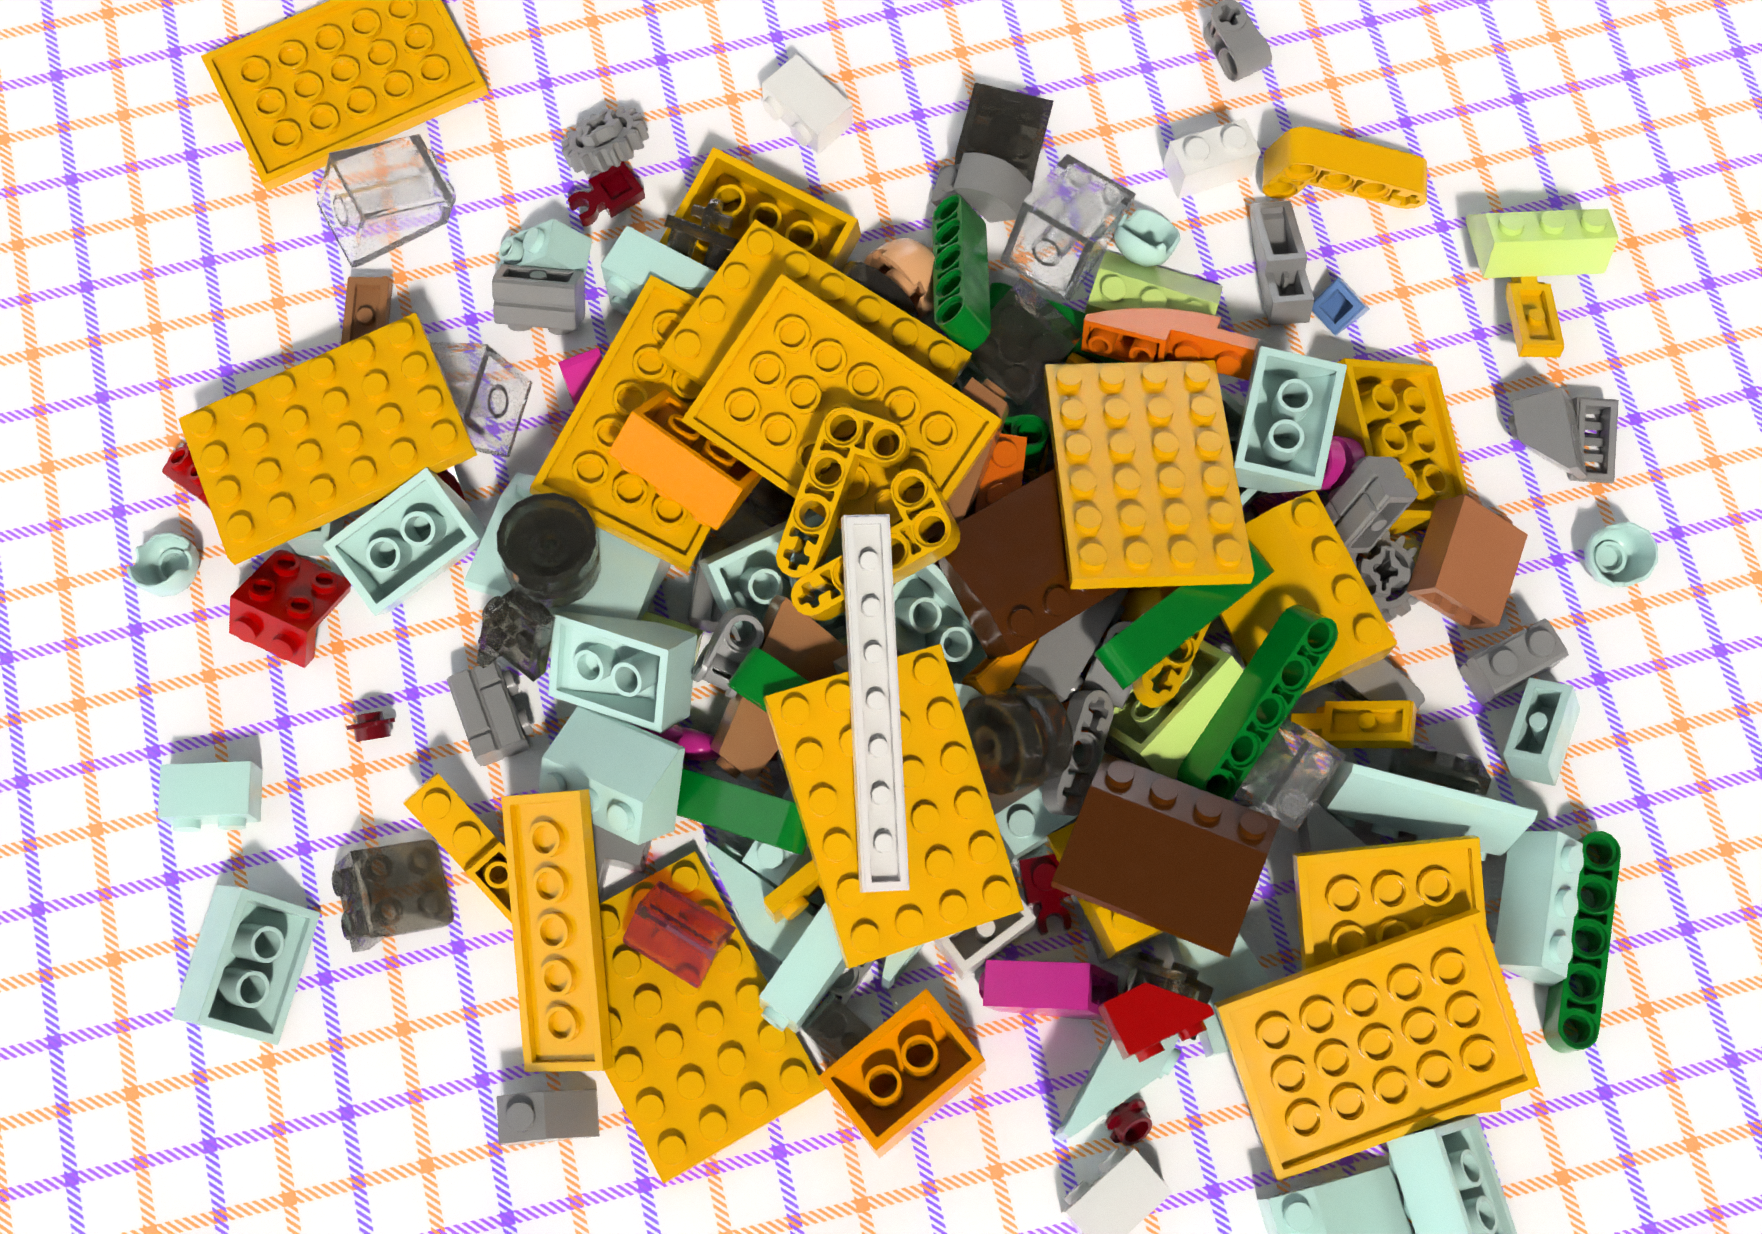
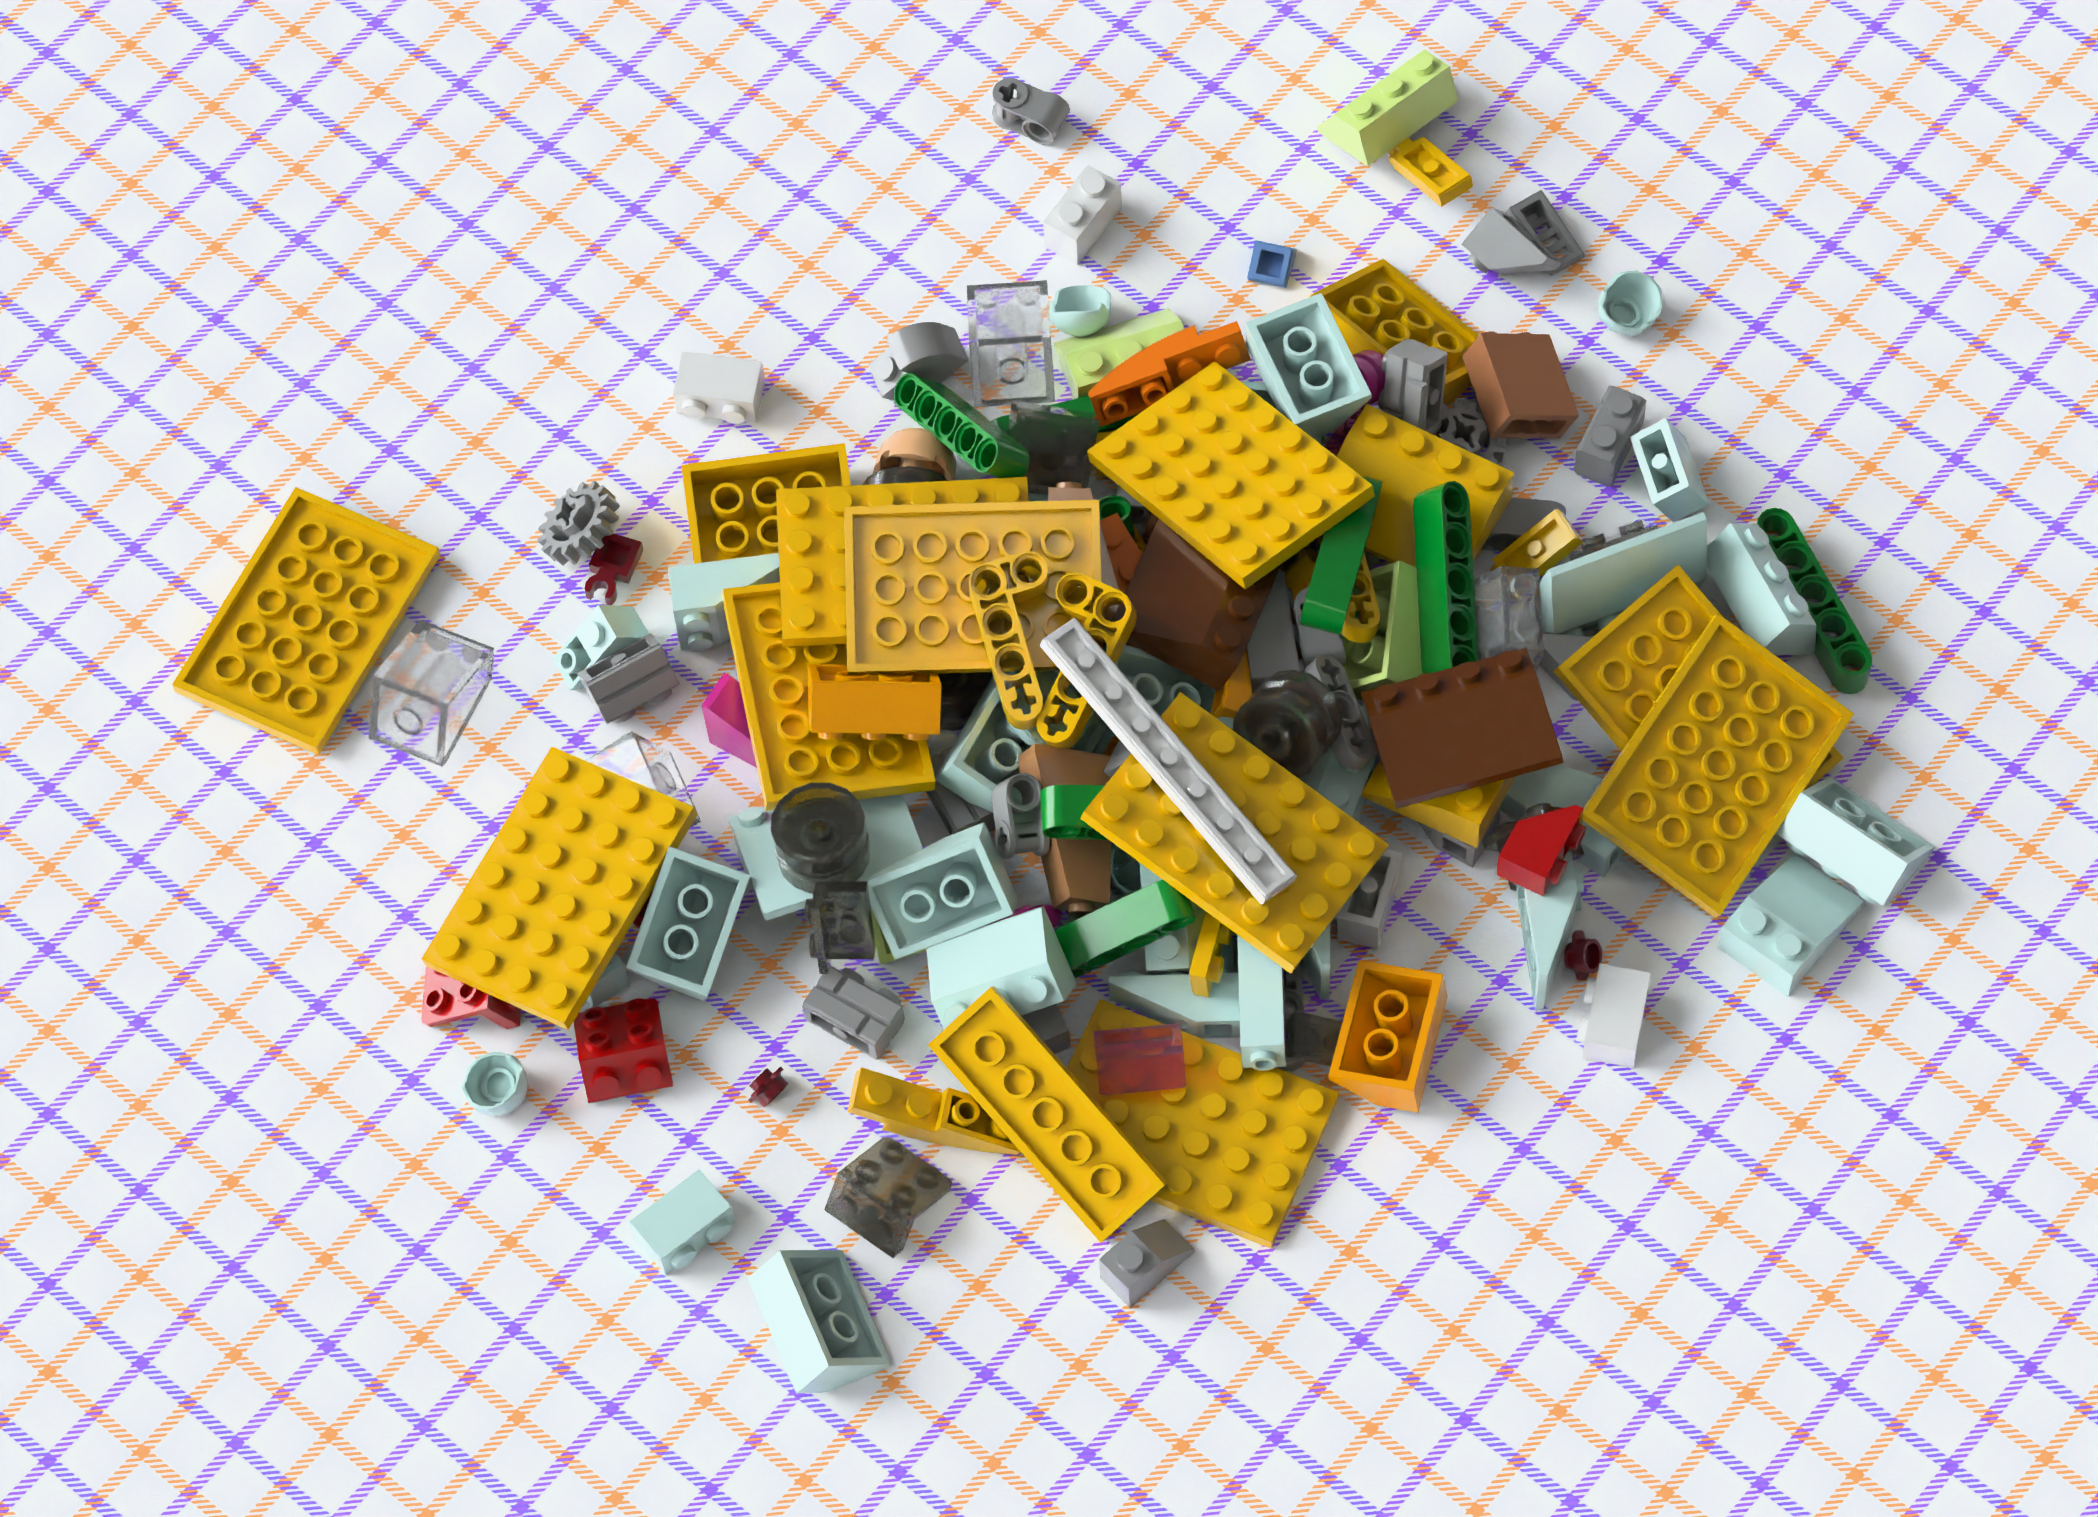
camera: 30 degrees left, 10 degrees down
(366, 306) = (489, 788): medium nougat plate -> none
(685, 233) = (754, 533): clear smoke hips -> none
(1006, 127) = (899, 297): clear smoke brick -> none
(1036, 881) = (1397, 835): dark red plate -> none
(1047, 988) = (1449, 903): dark pink slope -> none
(1281, 263) = (1201, 259): light grey slope -> none
(1344, 166) = (1191, 152): yellow beam -> none

